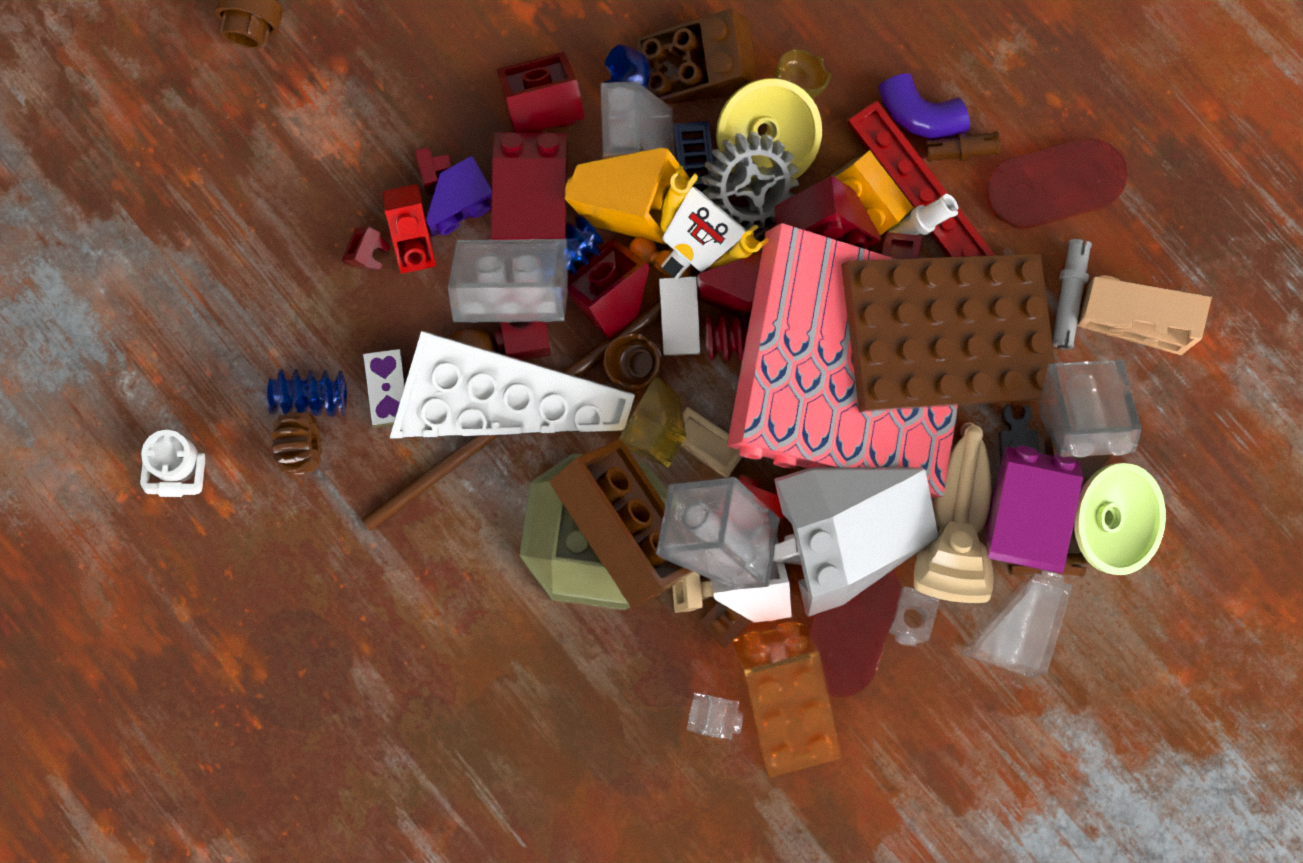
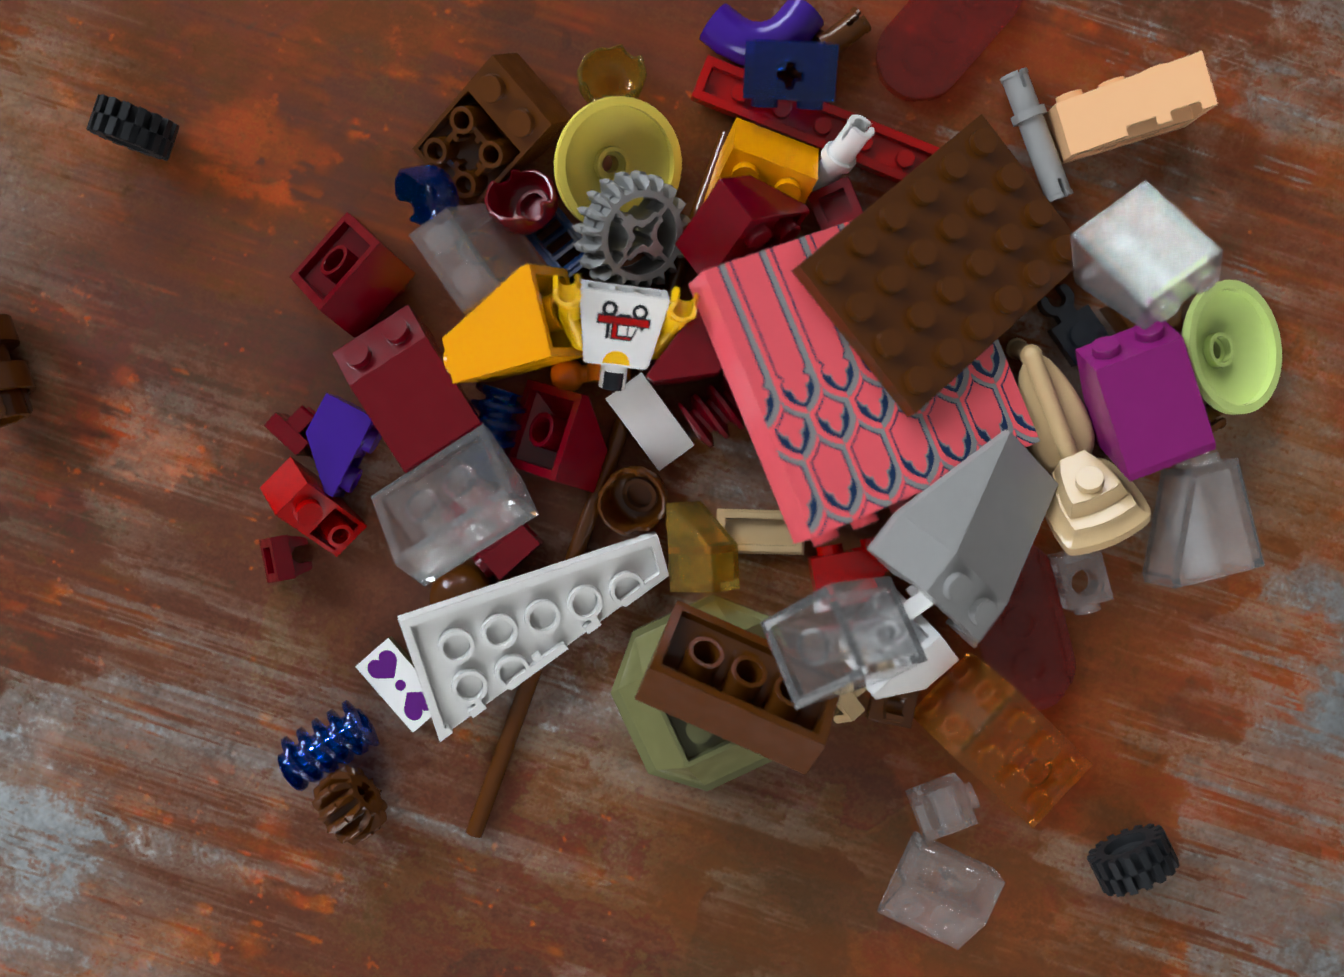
camera: 25 degrees left, 10 degrees up
(173, 461) = (236, 896): white piece -> none
(670, 777) = (941, 892): none -> clear slope
(688, 116) = (522, 201): none -> dark red hair
(827, 839) = (1133, 860): none -> black tyre
(912, 123) = (813, 59): none -> clear blue brick

